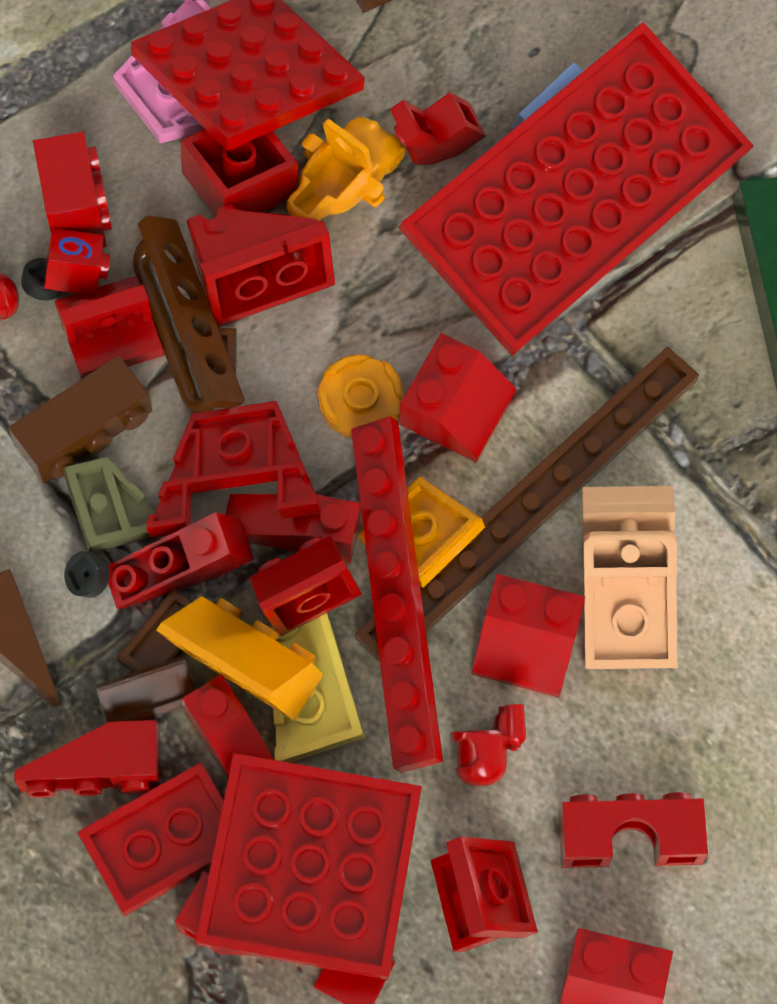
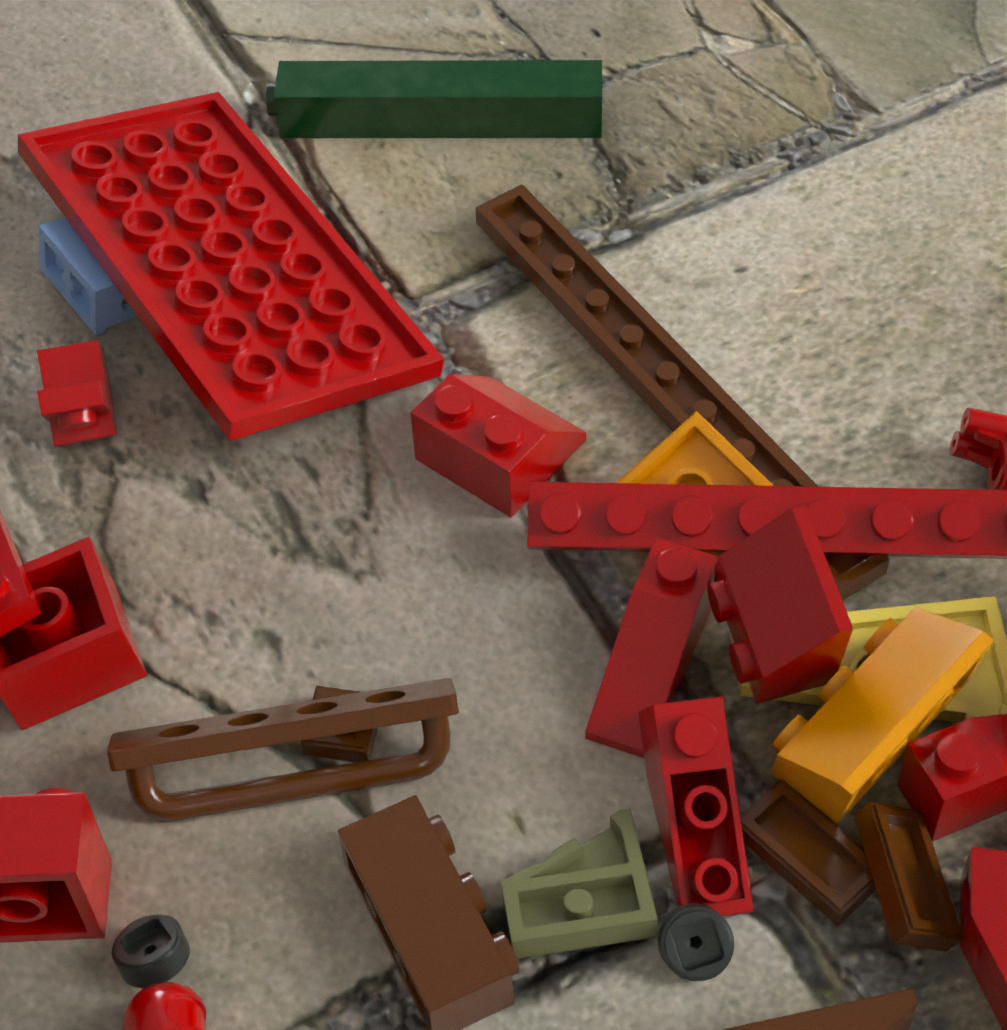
camera: 75 degrees left, 15 degrees down
(75, 262) = (147, 880): red brick -> none
(109, 326) = (262, 863): red bracket -> none
(233, 451) = (529, 701): red wing -> none
(258, 260) = (216, 623): red piece -> none
(344, 168) = (97, 494): light orange piece -> none
(359, 392) = (461, 552): light orange tile -> none
(528, 635) = (856, 403): red slope -> none
(629, 577) = (788, 276): light nougat piece -> none

